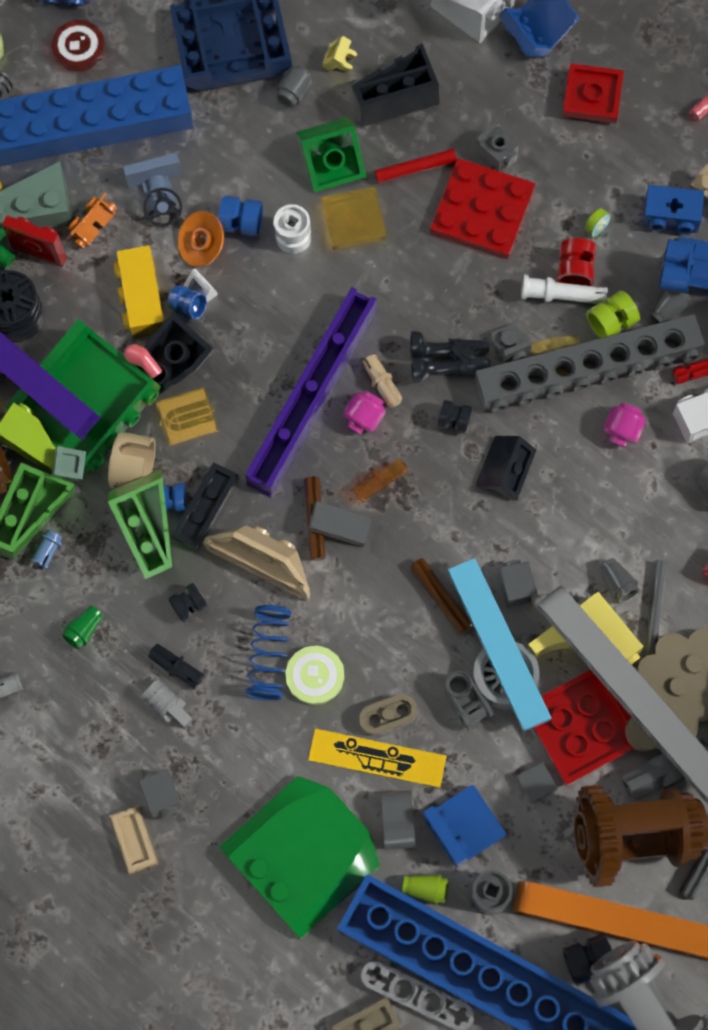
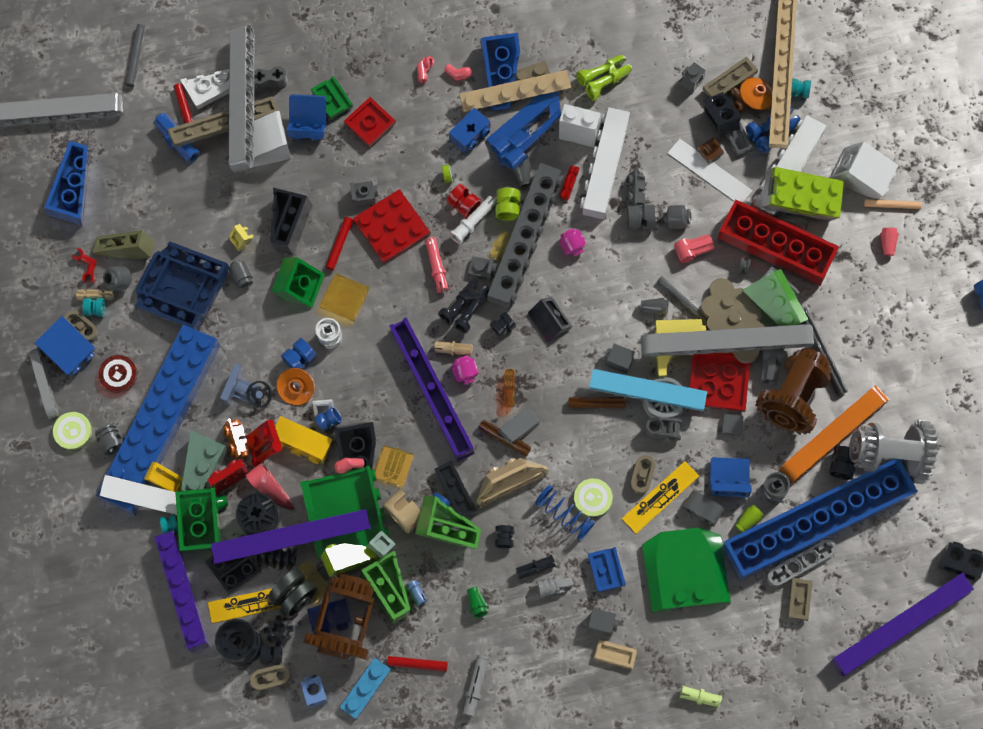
camera: 55 degrees left, 0 degrees up
(62, 291) = (265, 482): none -> coral piece
(104, 251) = (261, 438): none -> red plate
(150, 983) = (700, 696): none -> yellowish green pin
(233, 754) = (606, 569): none -> blue plate
(465, 298) = (438, 272): none -> coral pin
(590, 33) = (336, 99): none -> green plate

